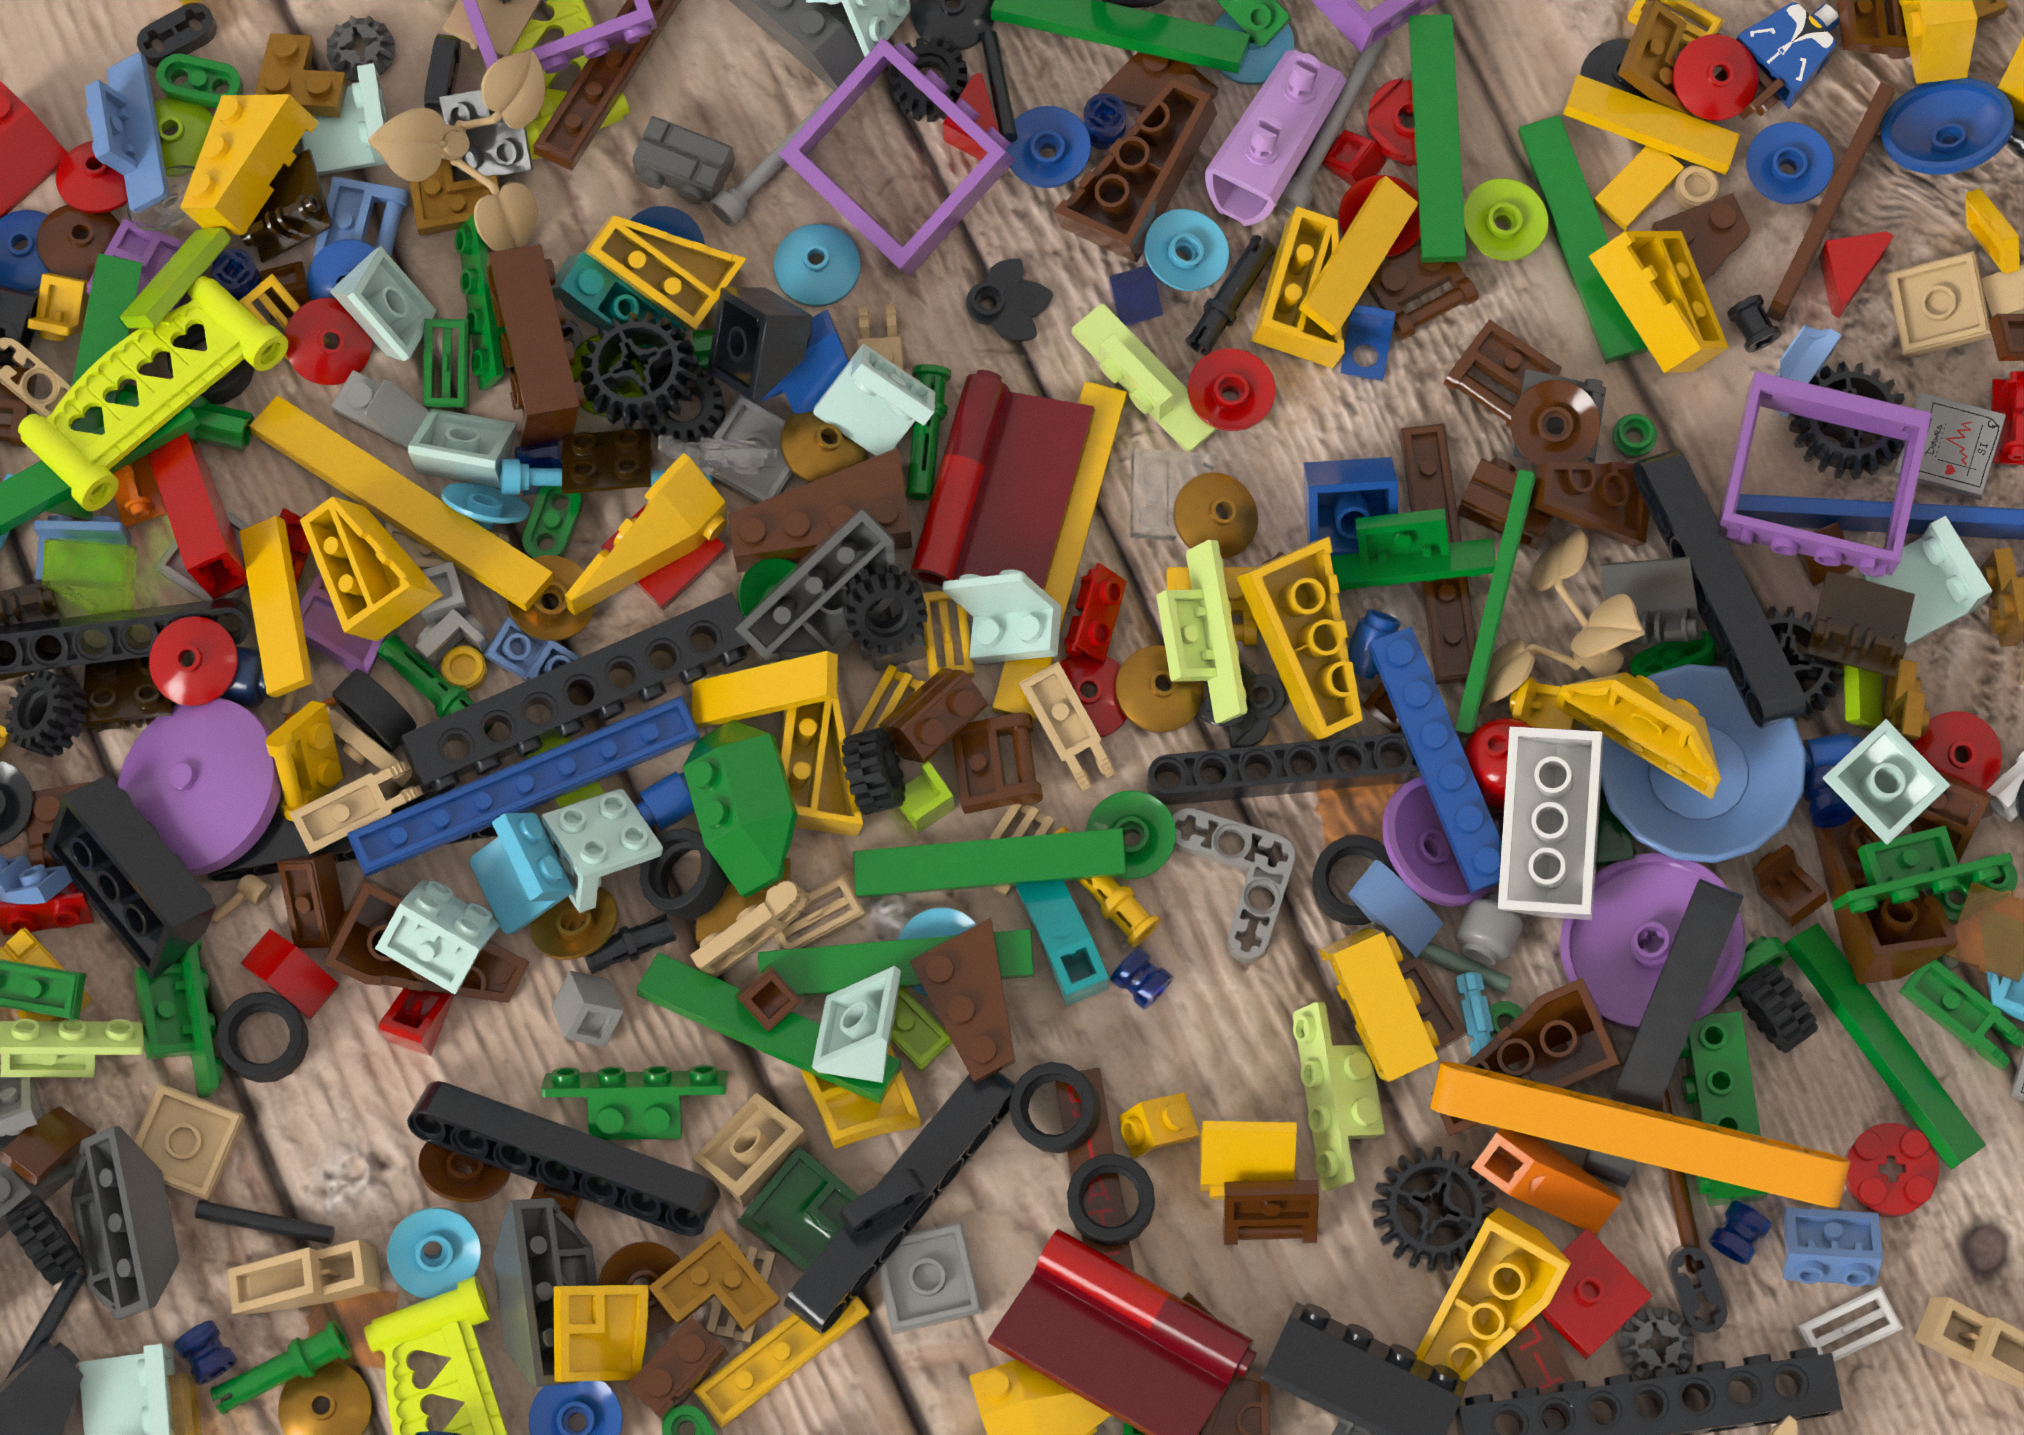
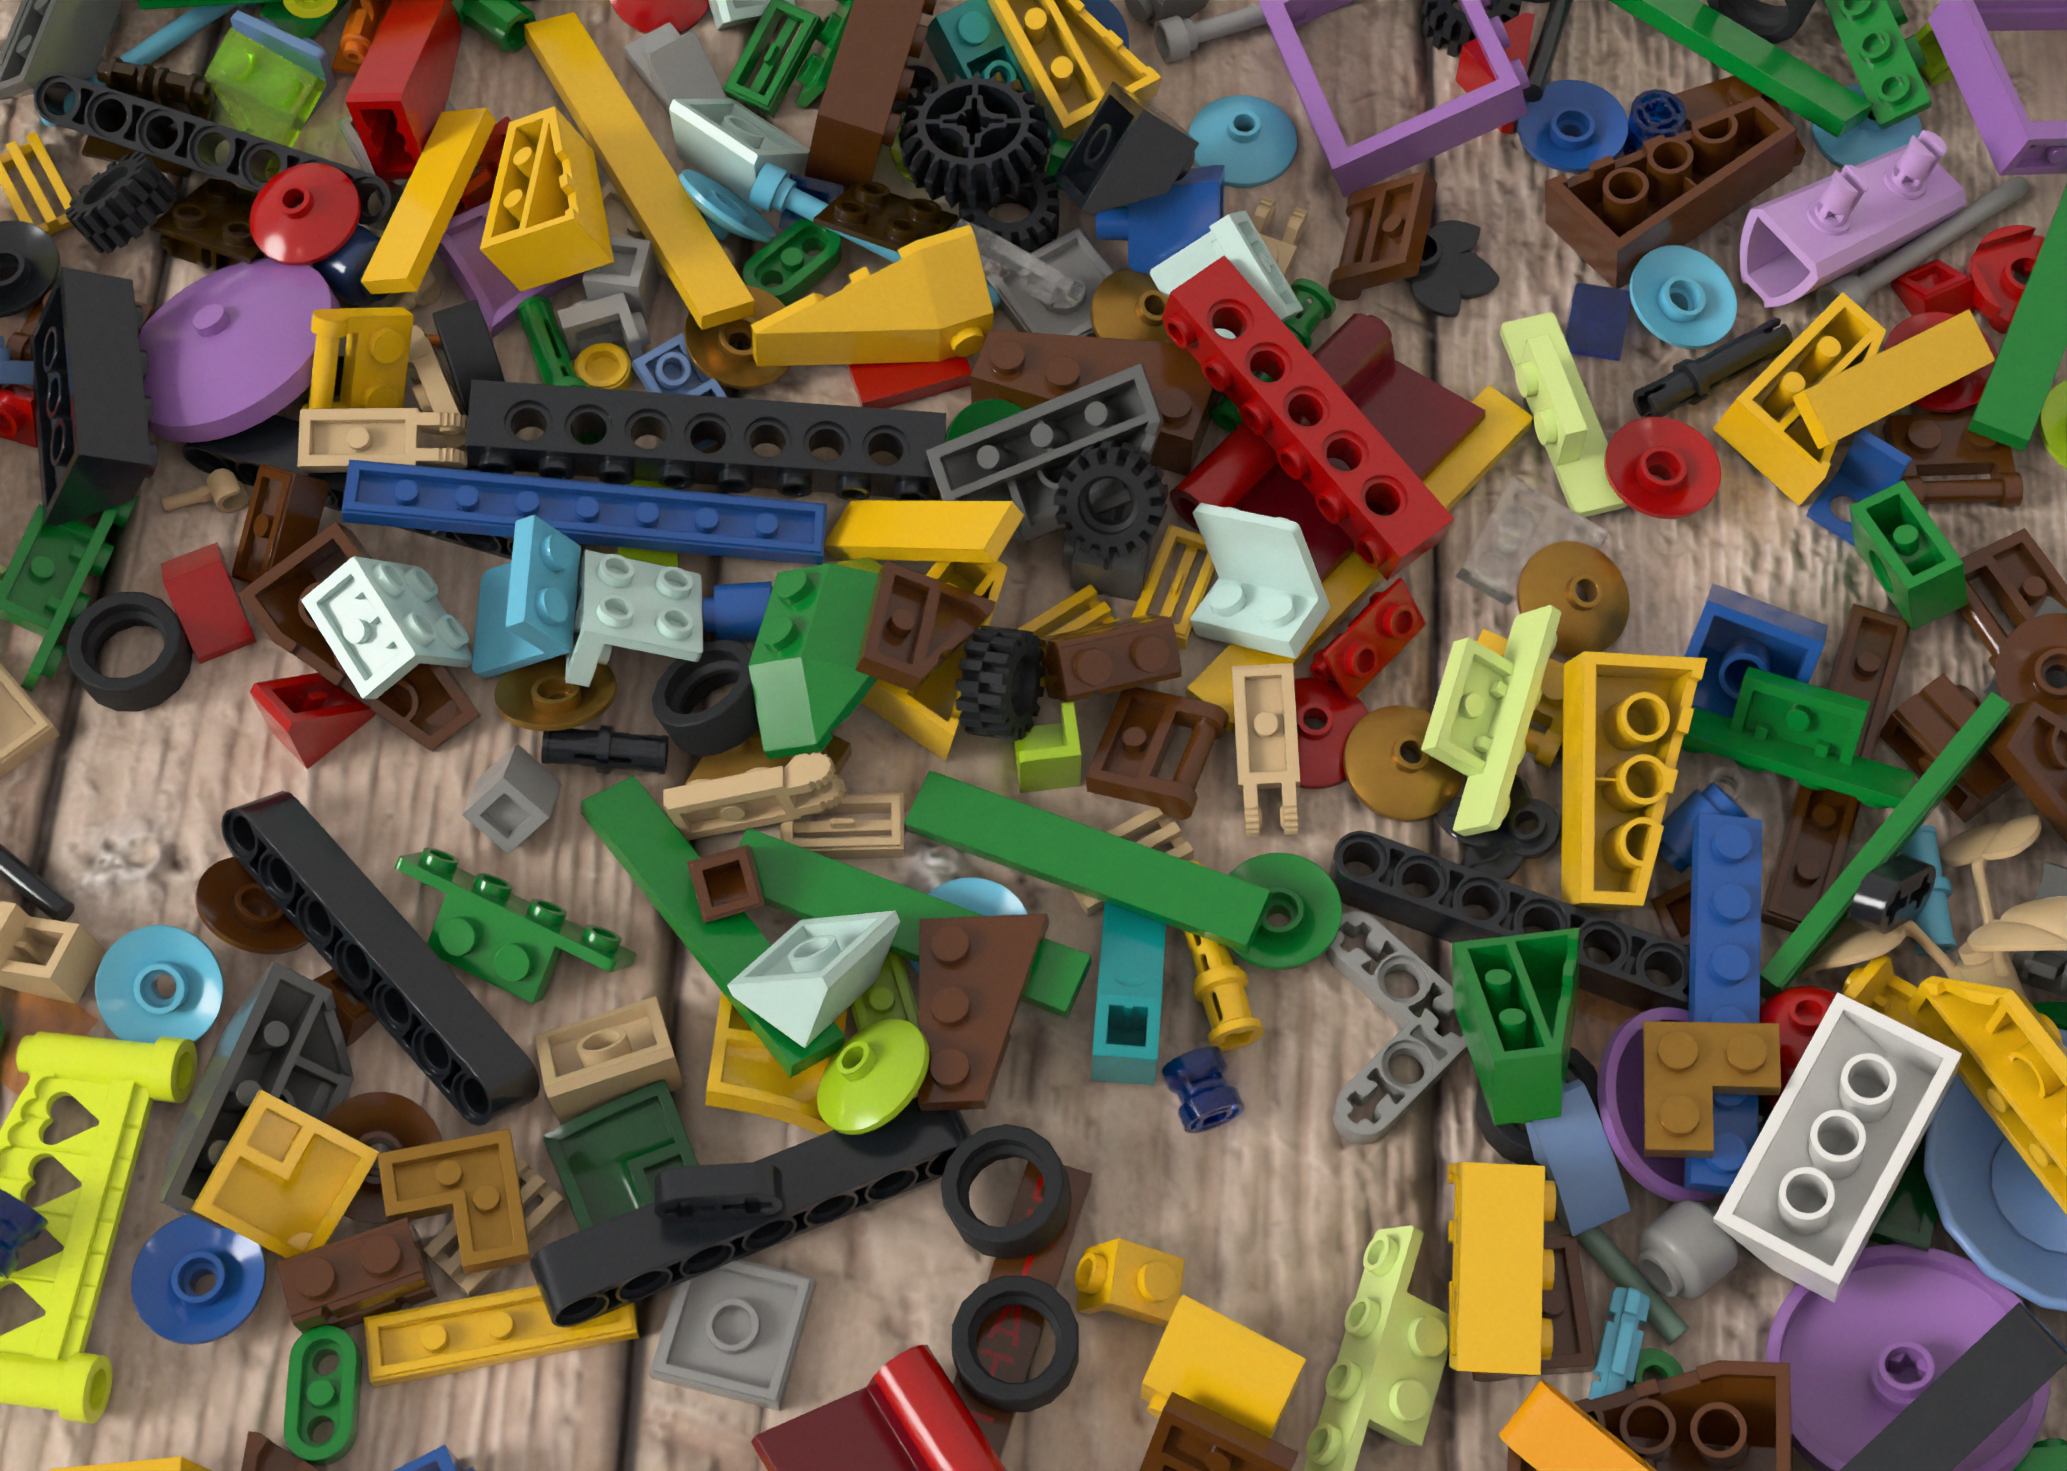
camera: 25 degrees right, 10 degrees down
(803, 765) = (916, 625): none -> reddish brown wing
(934, 1078) = (873, 1076): none -> lime dish
(966, 459) = (1301, 387): none -> red brick
(967, 299) = (1384, 234): none -> reddish brown plate
(1320, 838) = (1518, 1018): none -> green wedge
(1422, 381) = (1908, 555): none -> green brick
(1438, 821) = (1691, 1063): none -> pearl gold plate
(1514, 634) = (1893, 893): none -> black beam
(1534, 613) = (1935, 915): none -> medium azure pin

